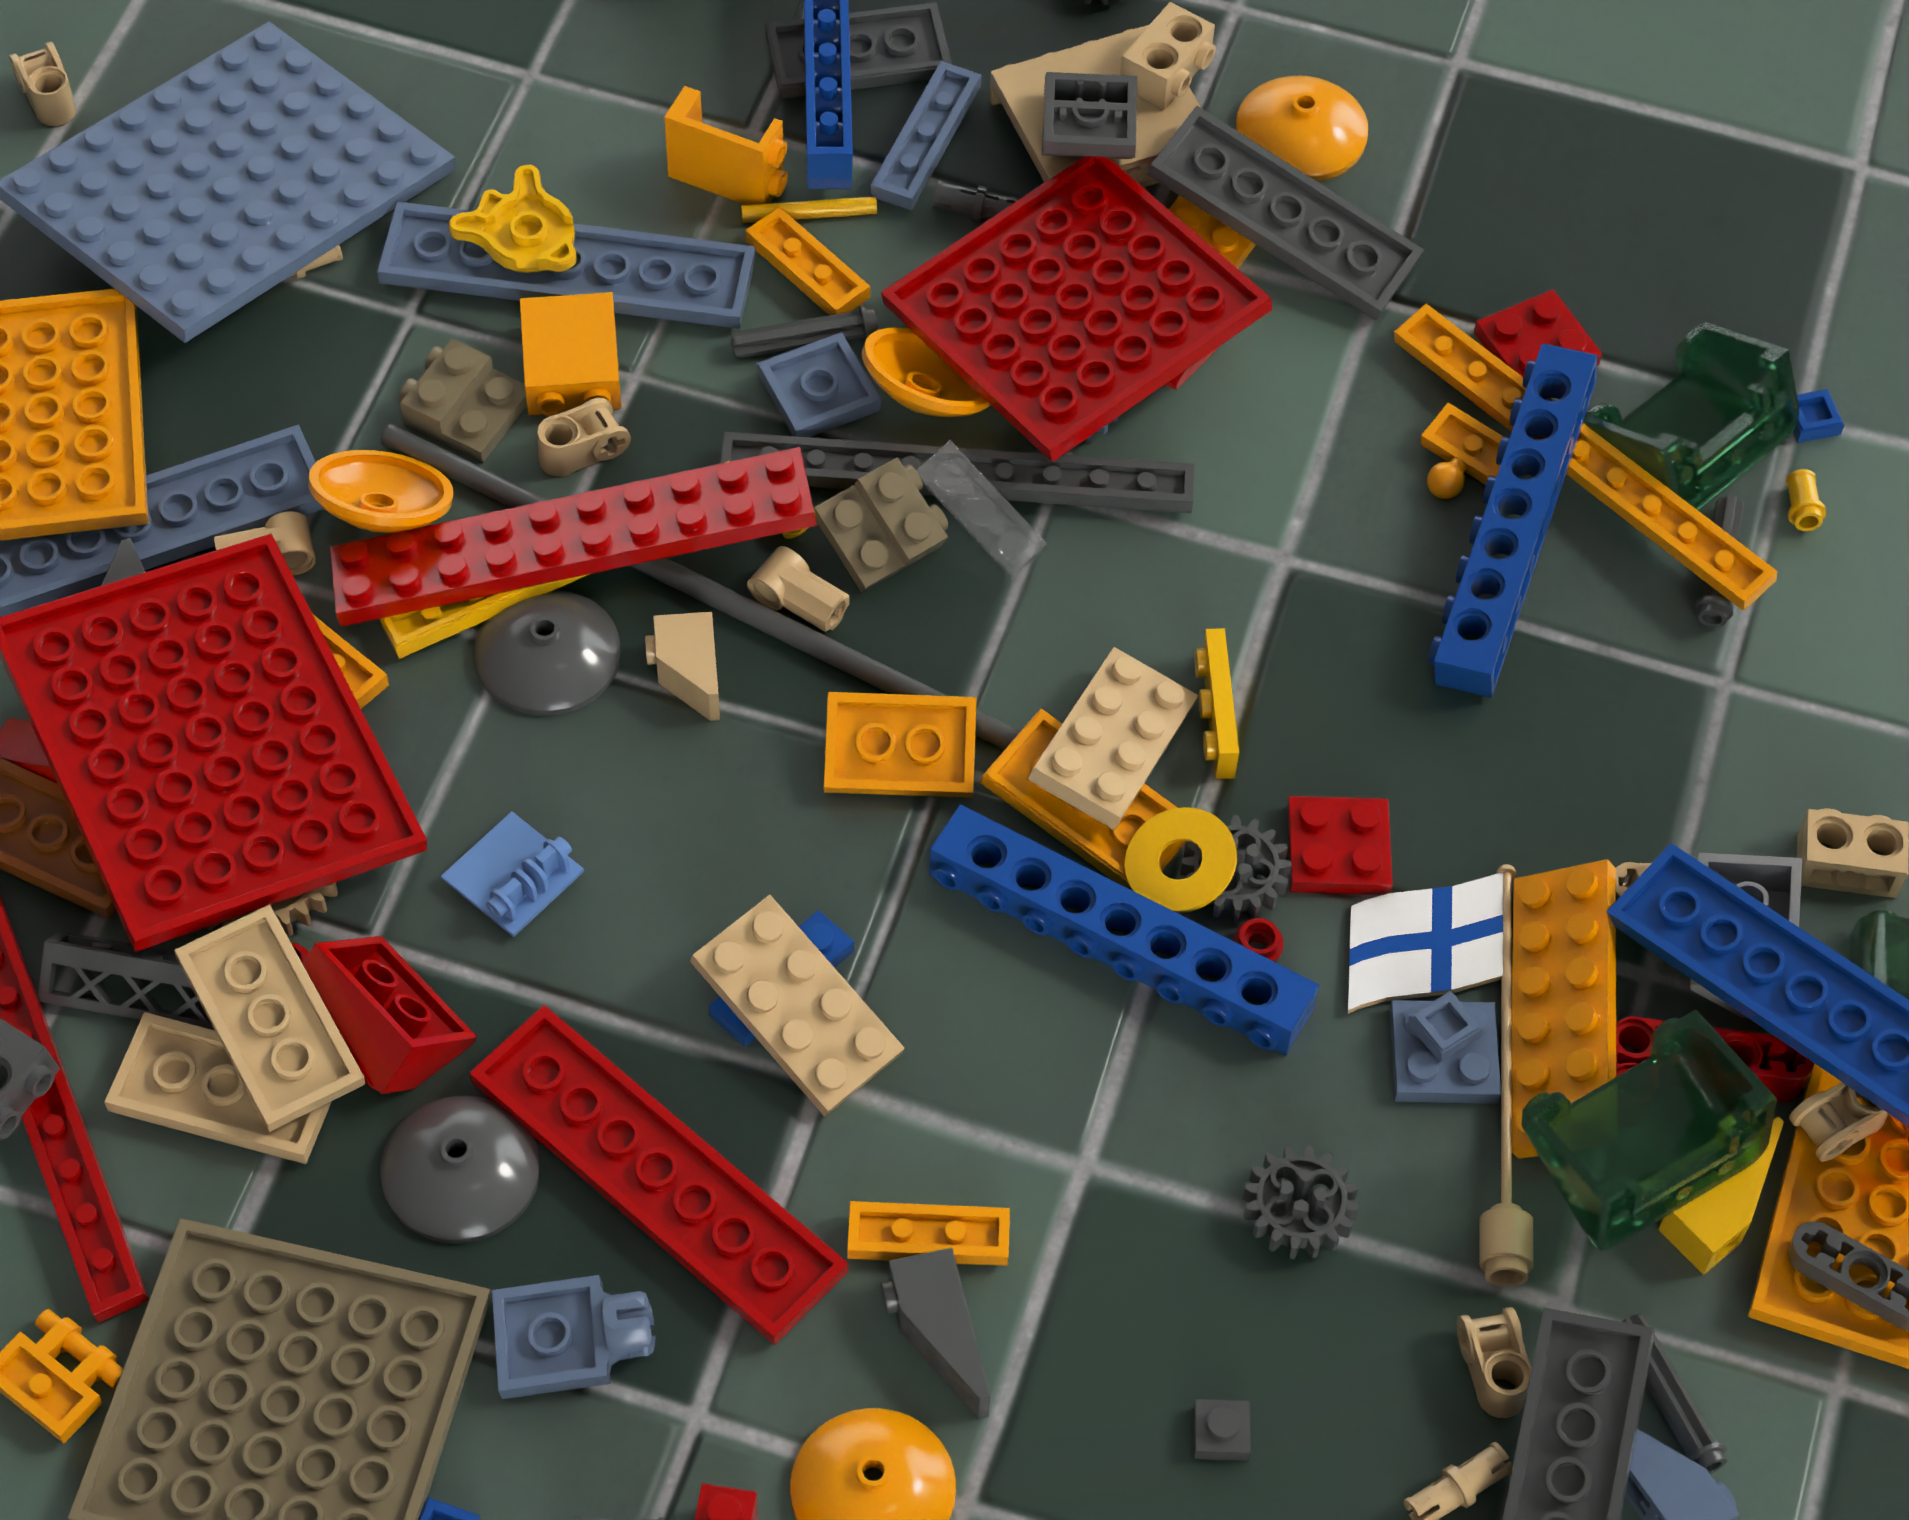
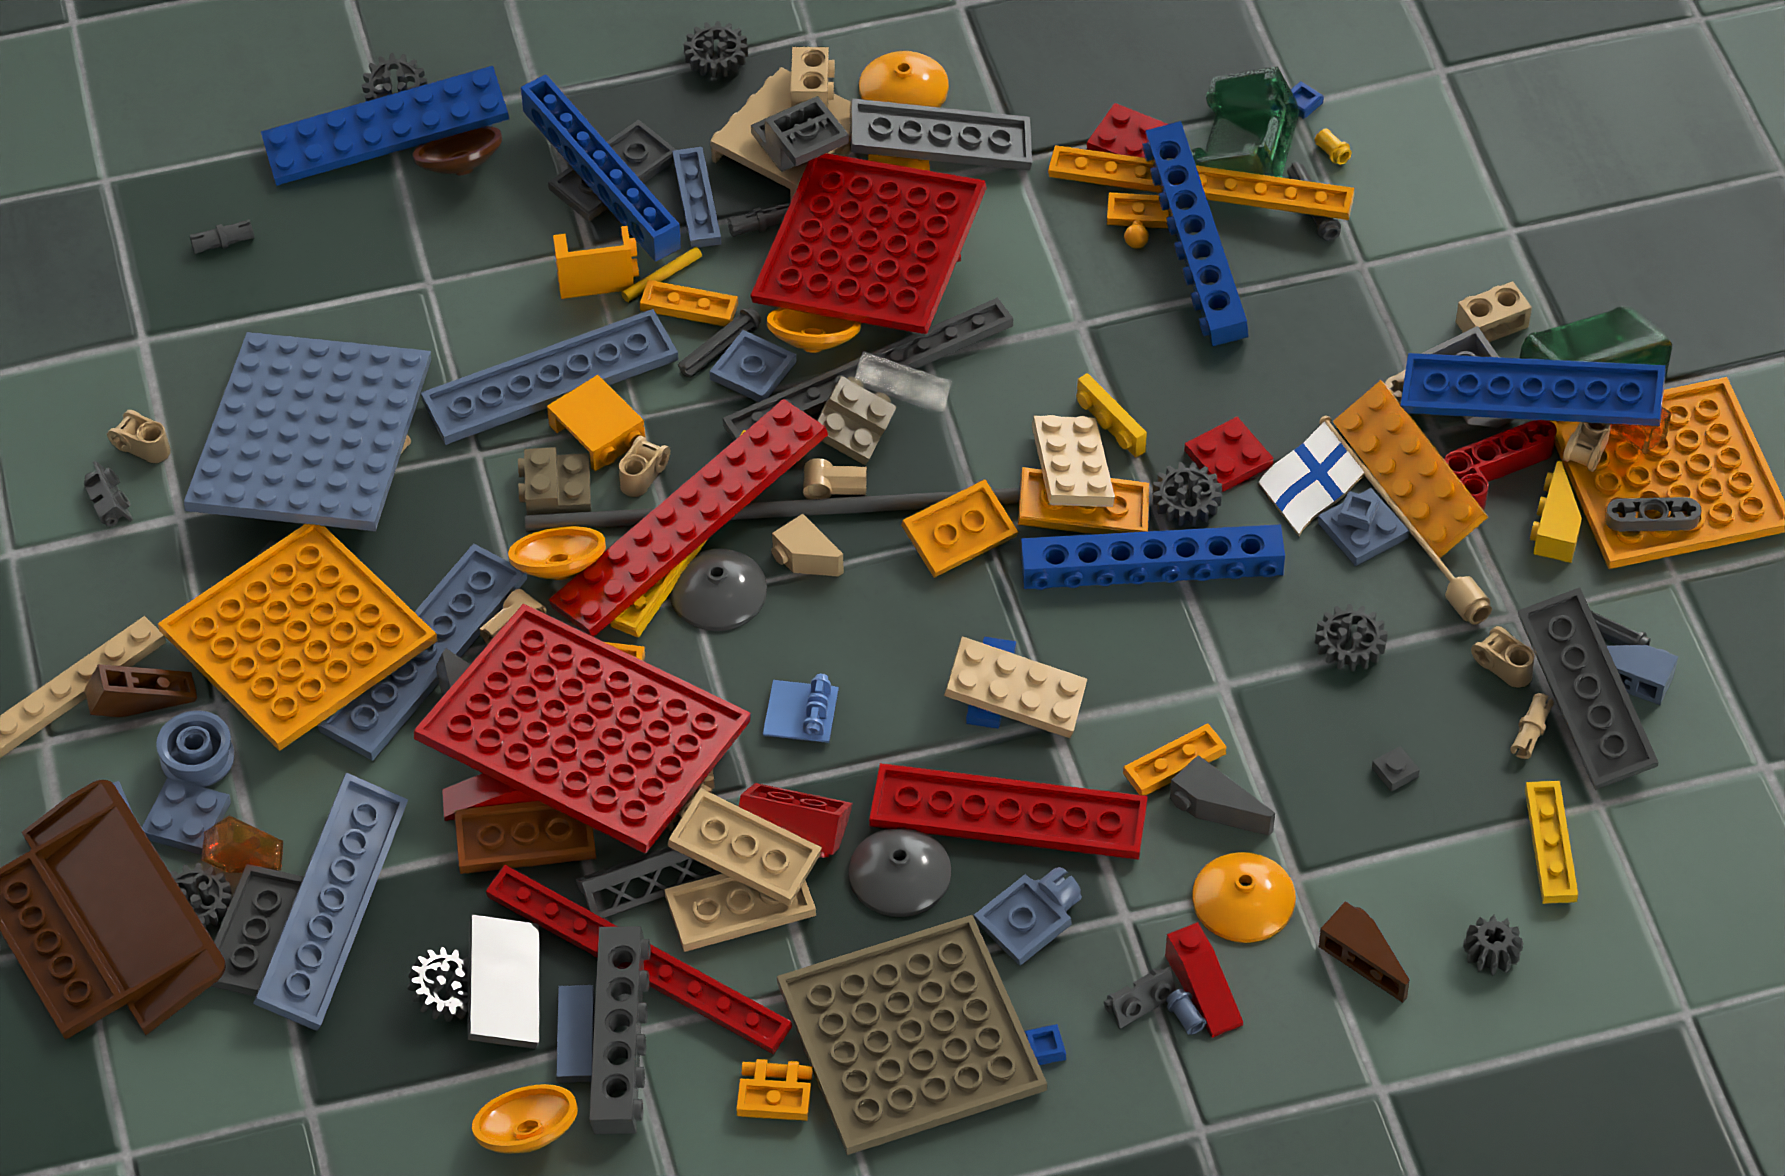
camera: 30 degrees left, 5 degrees down
(521, 228) = (510, 367): yellow tile -> none
(1175, 825) = (1154, 481): yellow gear -> none
(1264, 932) = (1226, 518): red plate -> none
(1653, 1132) = (1508, 495): clear green windscreen -> none

